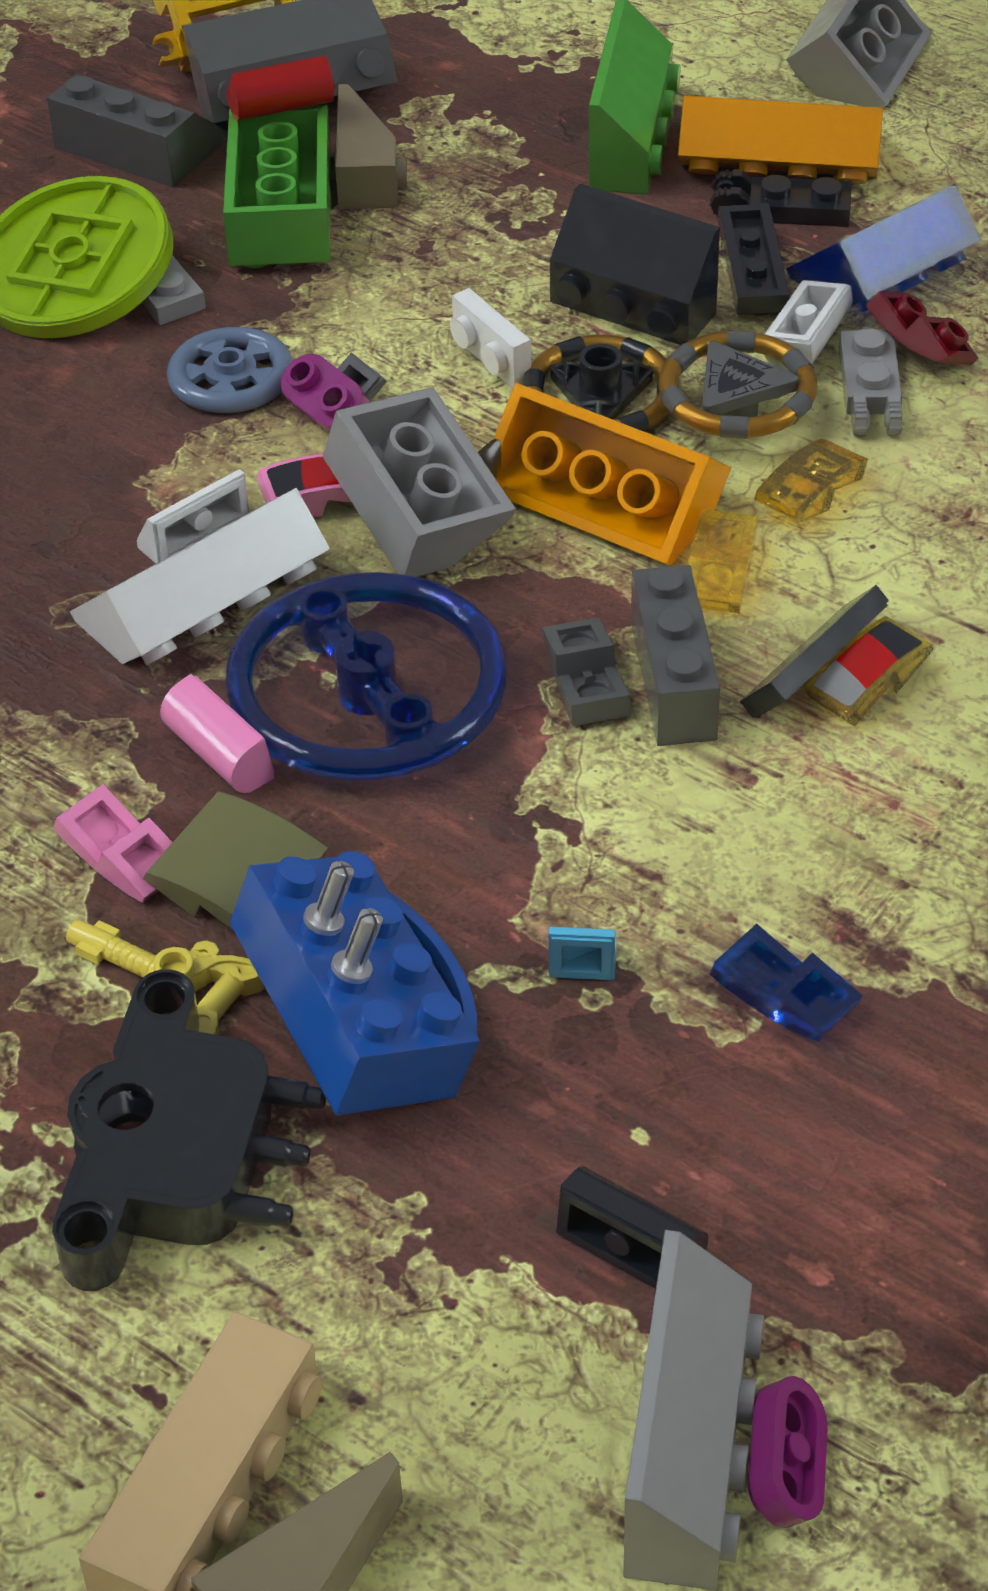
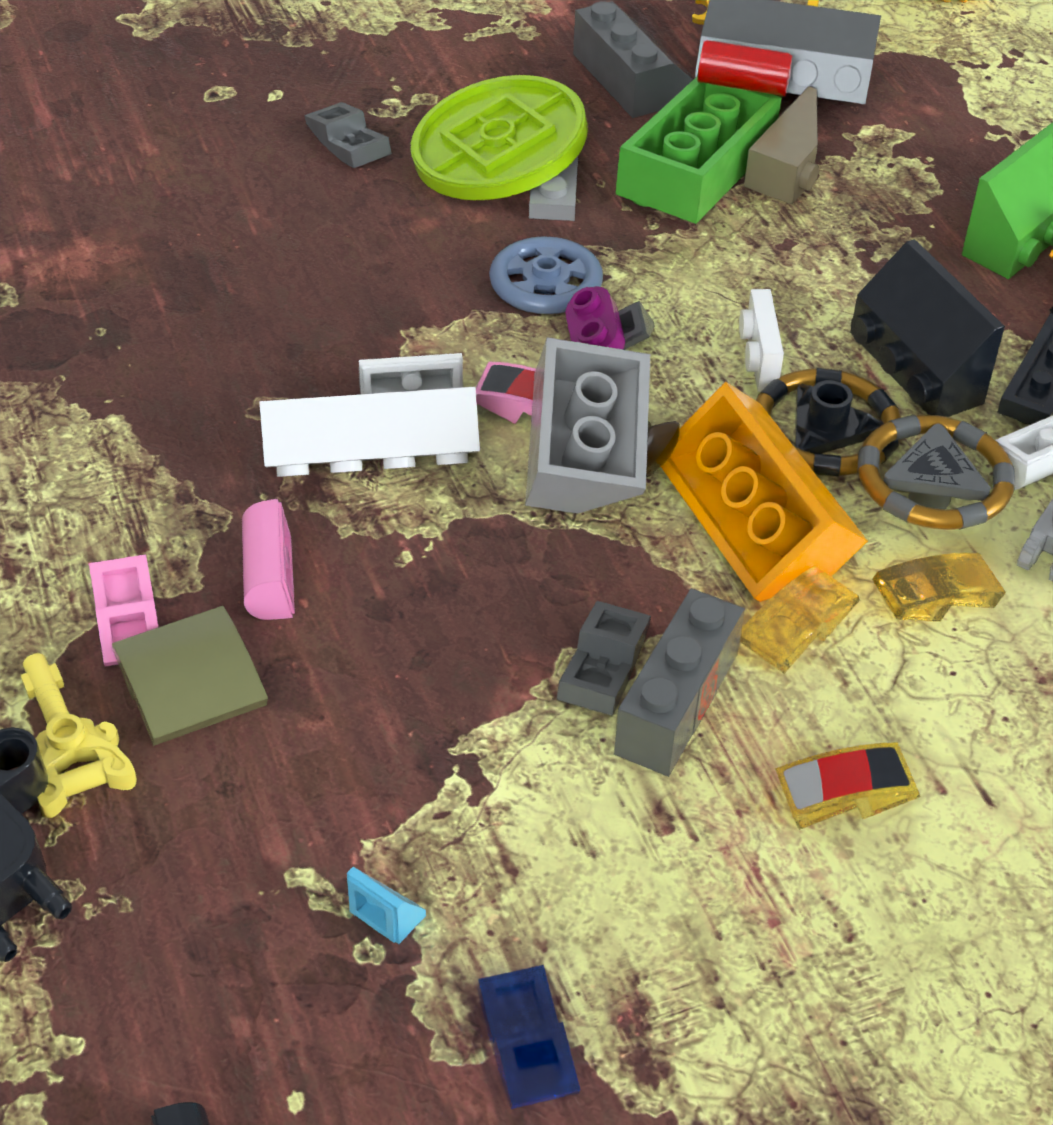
camera: 30 degrees right, 0 degrees up
(358, 982) = (170, 831): blue piece -> none
(368, 675) = (414, 627): clear blue piece -> none
(815, 652) = (808, 743): black tile -> none

